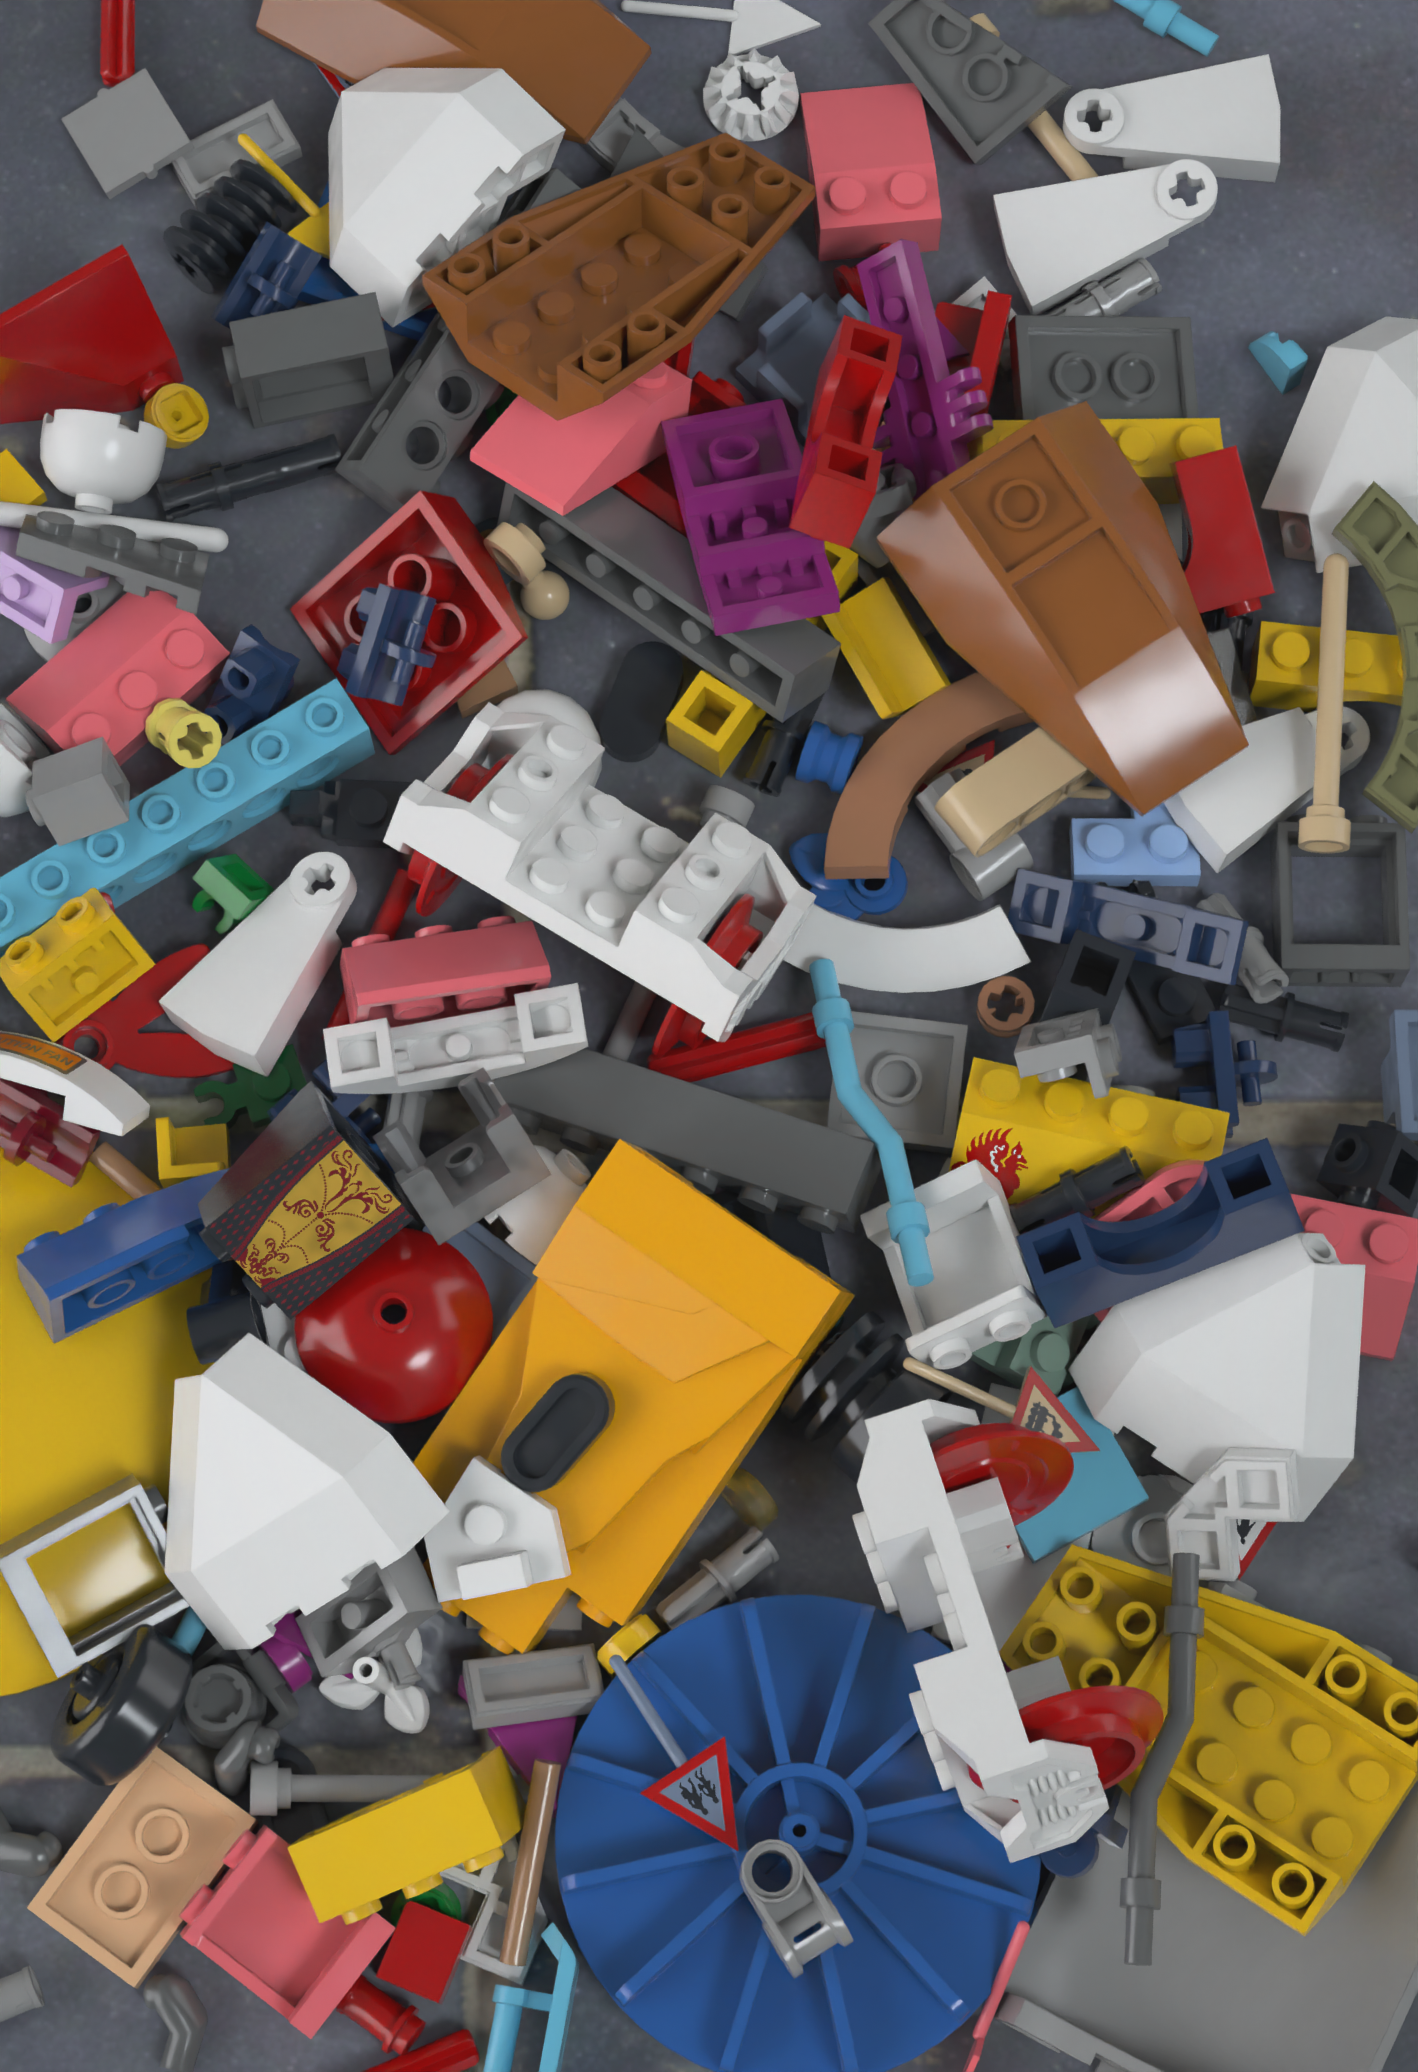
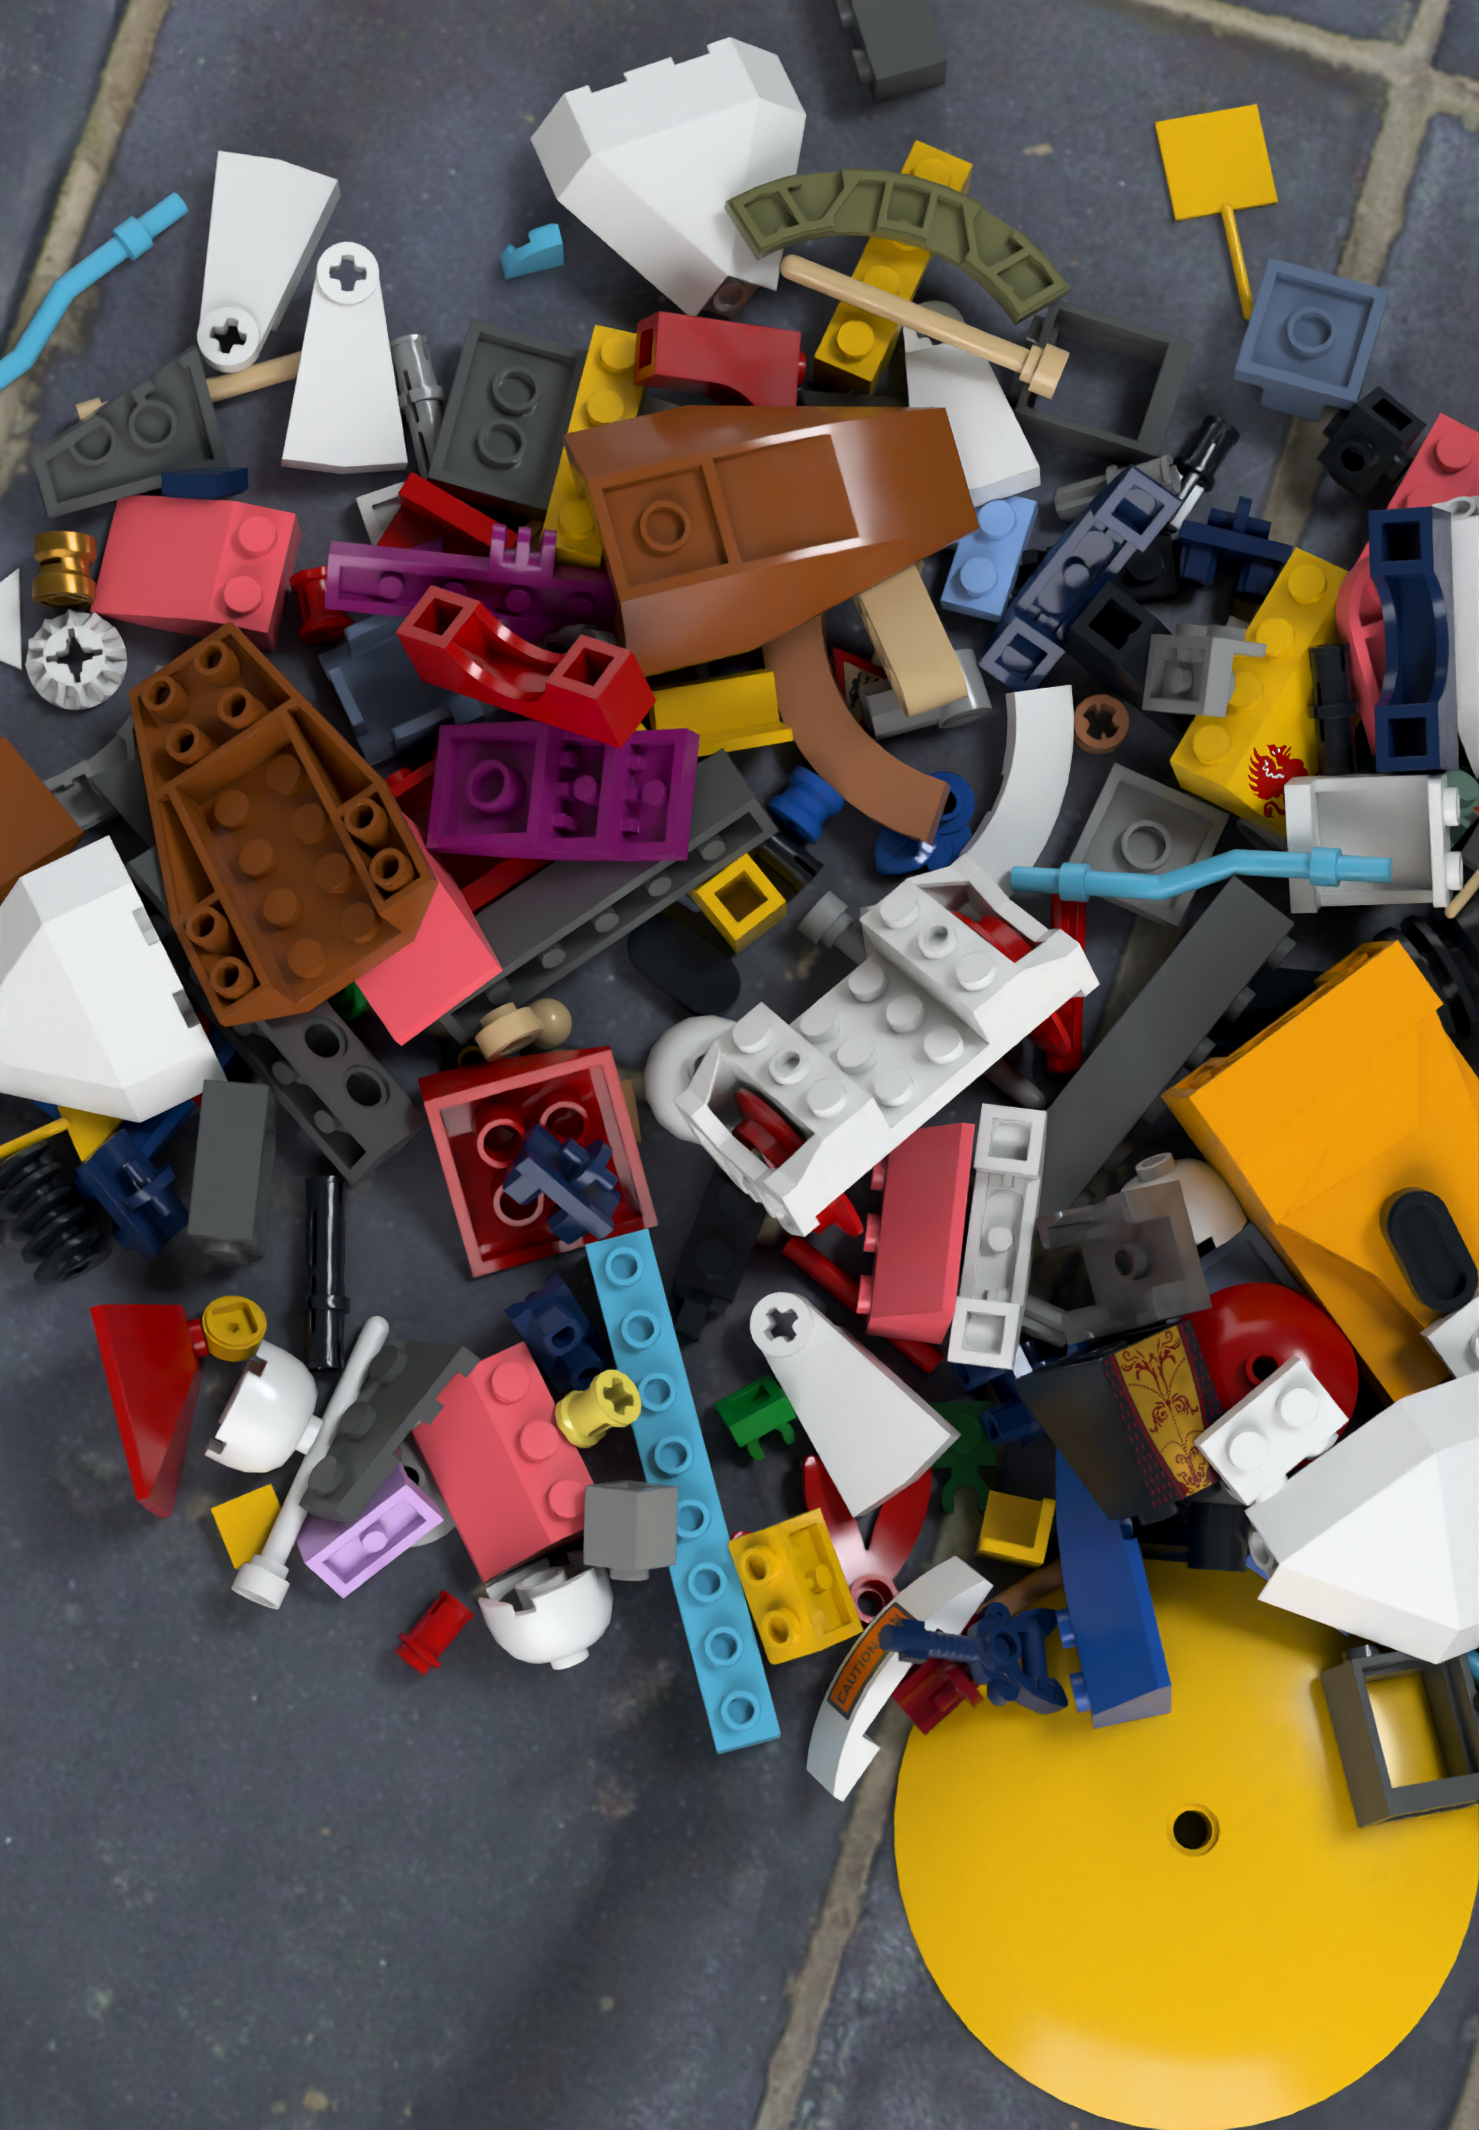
camera: 75 degrees left, 5 degrees up
(54, 1150) = (991, 1653): none -> dark blue piece
(324, 1325) = (1271, 1432): none -> white bracket
(827, 54) = (64, 569): none -> pearl gold wheel
(949, 142) = (205, 483): none -> dark blue tile

